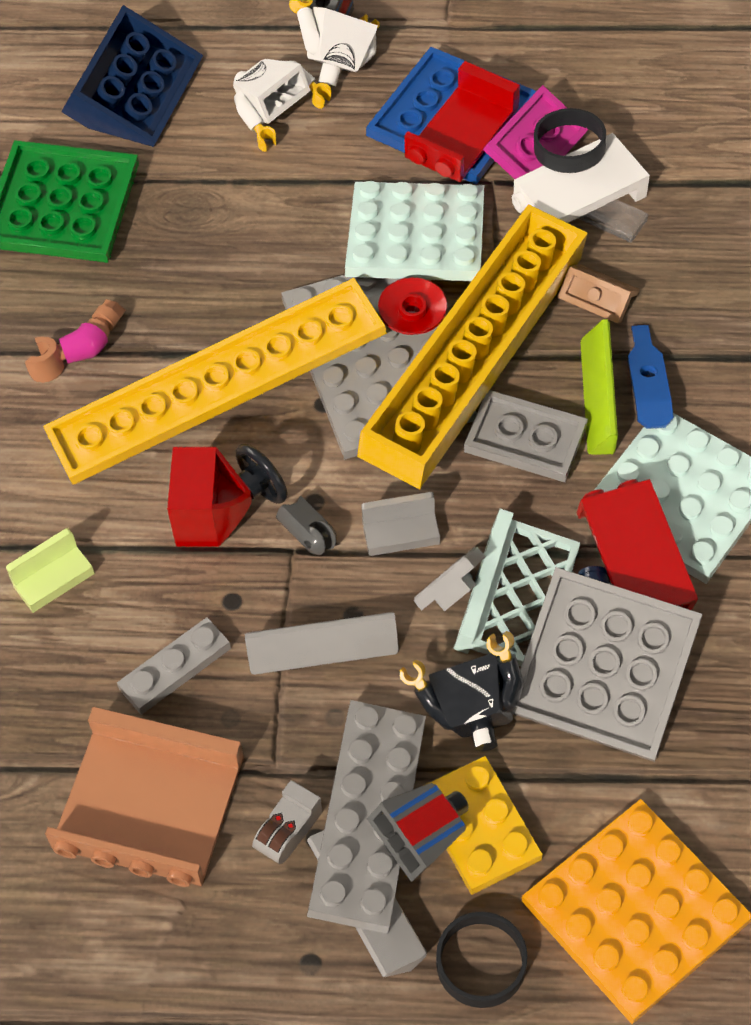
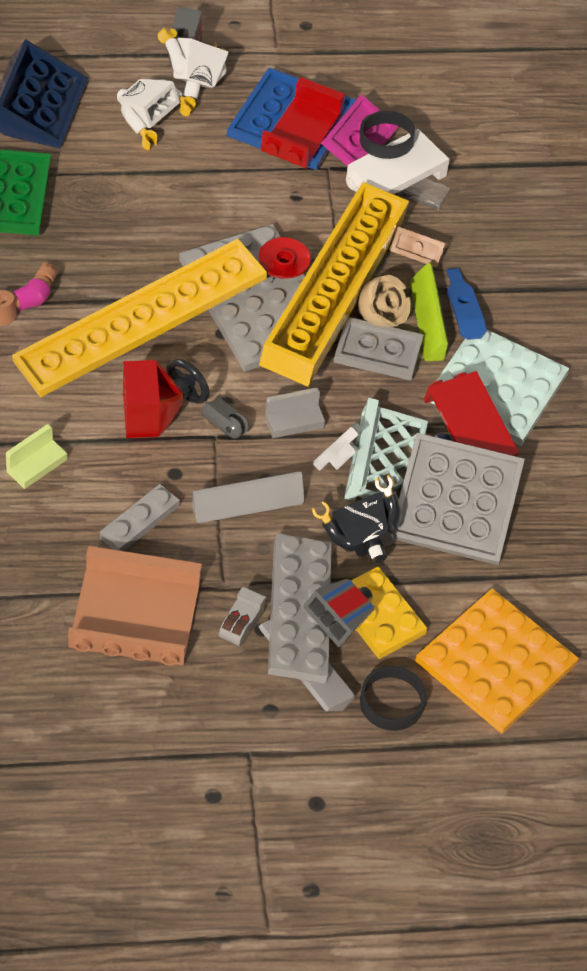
camera: 15 degrees left, 5 degrees down
(415, 231) = (276, 204): light aqua plate -> none
(539, 372) = (384, 302): none -> tan cylinder

